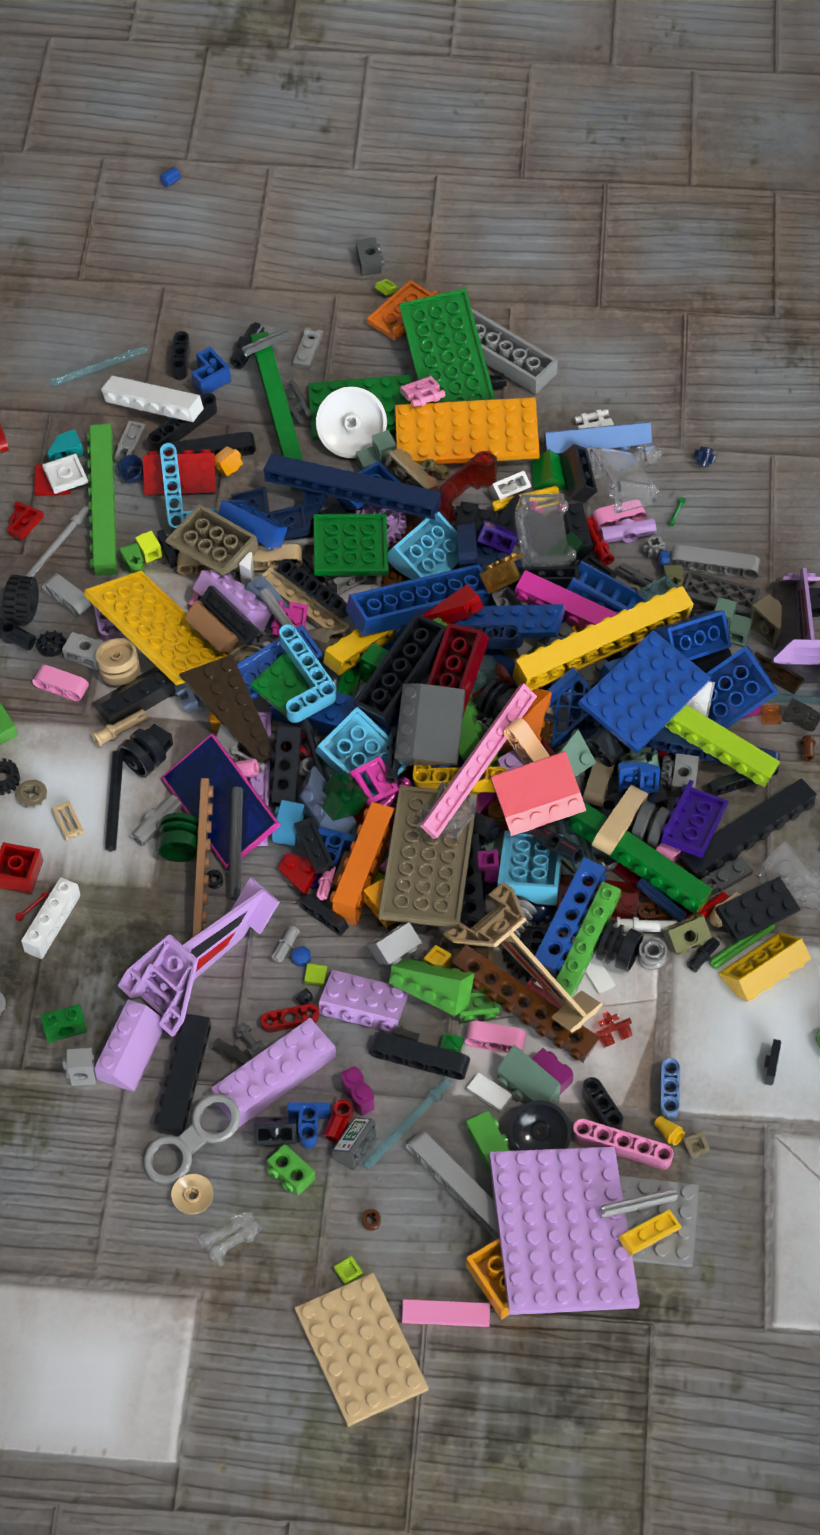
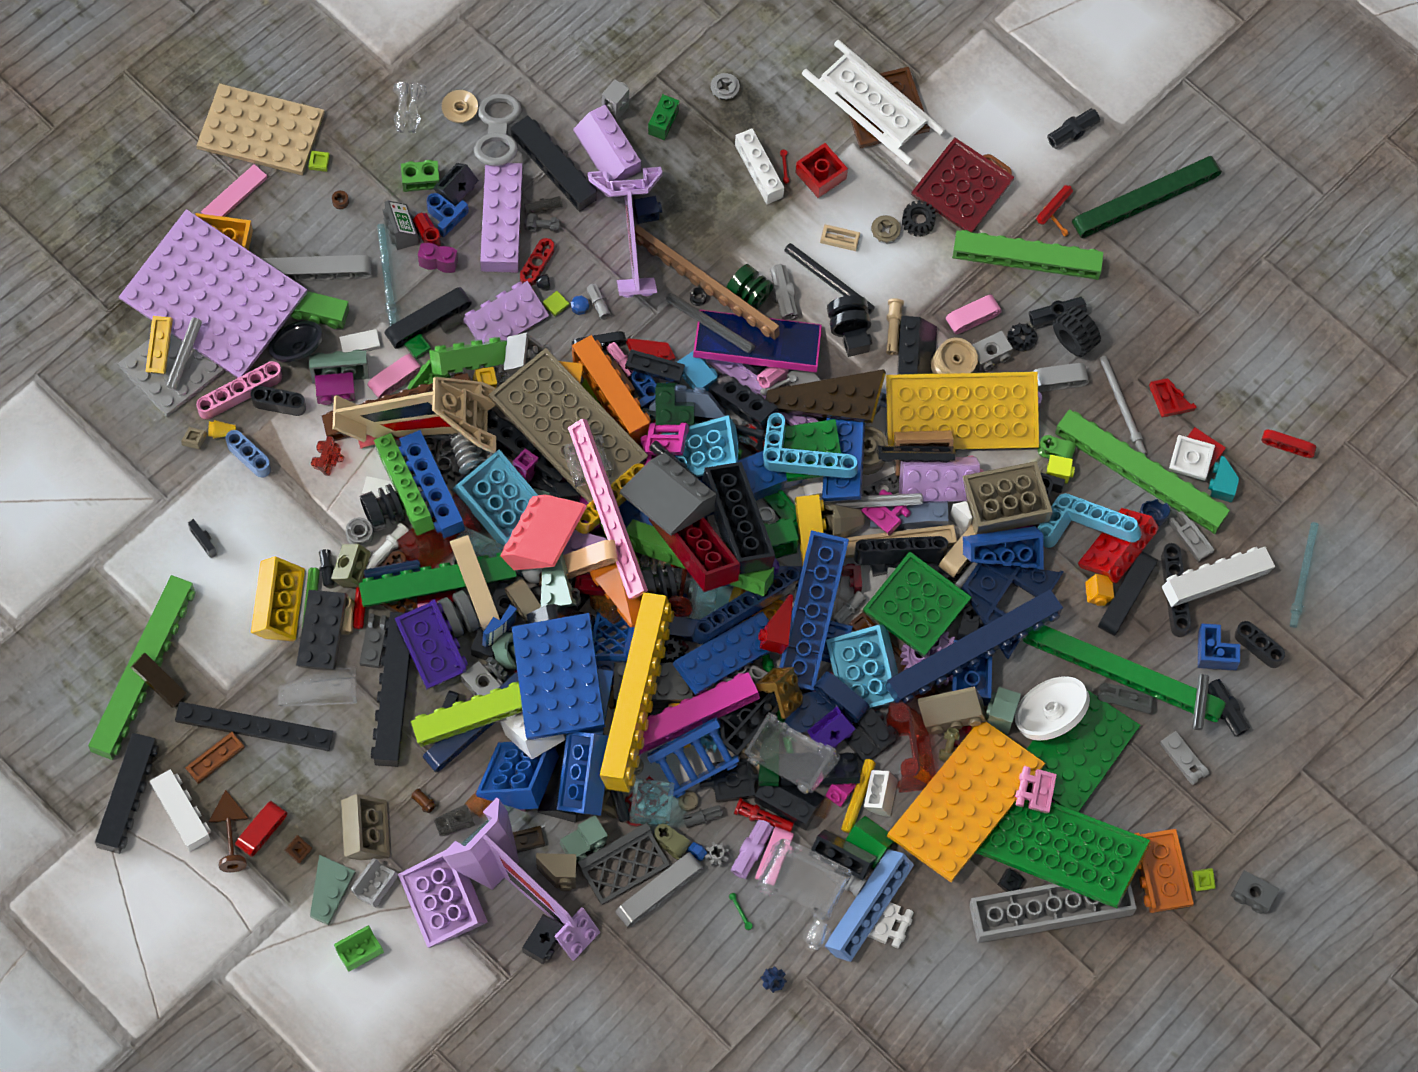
camera: 125 degrees right, 10 degrees up
(558, 844) = (491, 517): black piece -> none

